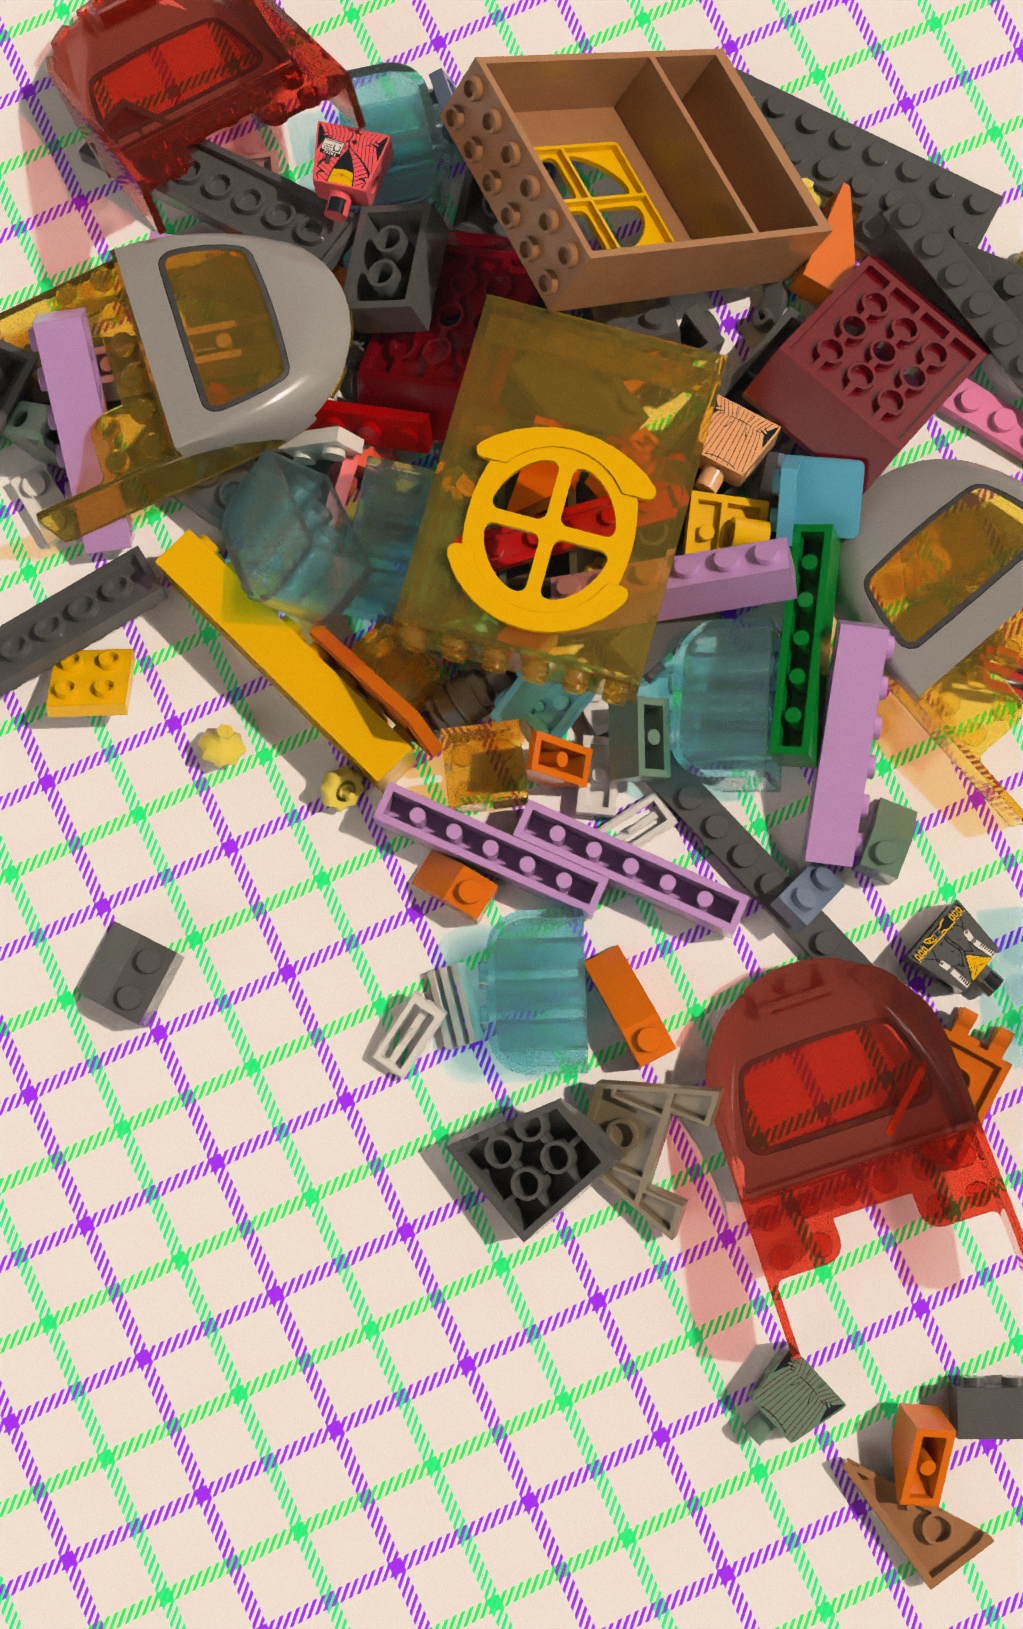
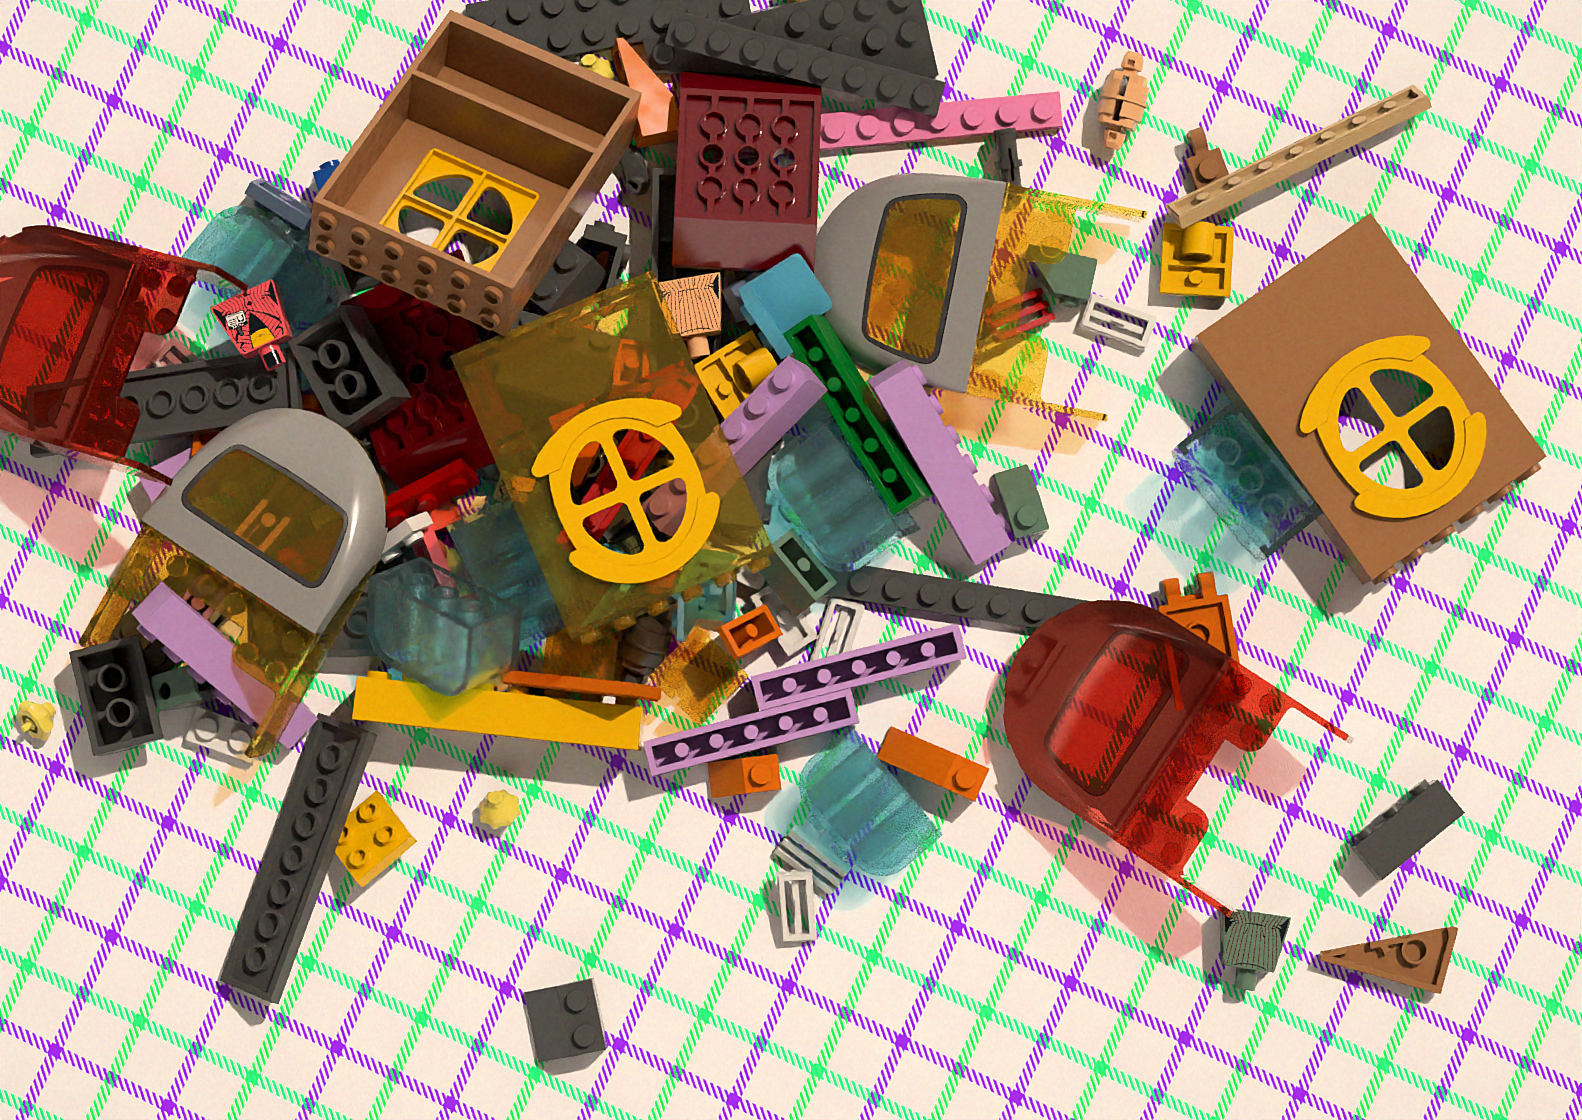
camera: 35 degrees left, 5 degrees up
(342, 788) = (609, 770): light yellow piece -> none
(537, 1163) = (956, 923): dark grey wedge -> none
(638, 1122) = (1003, 856): dark tan wing -> none
(807, 895) = (996, 588): sand blue plate -> none
(921, 1453) = (1365, 909): orange slope -> none
(955, 952) = (1129, 545): dark grey torso -> none

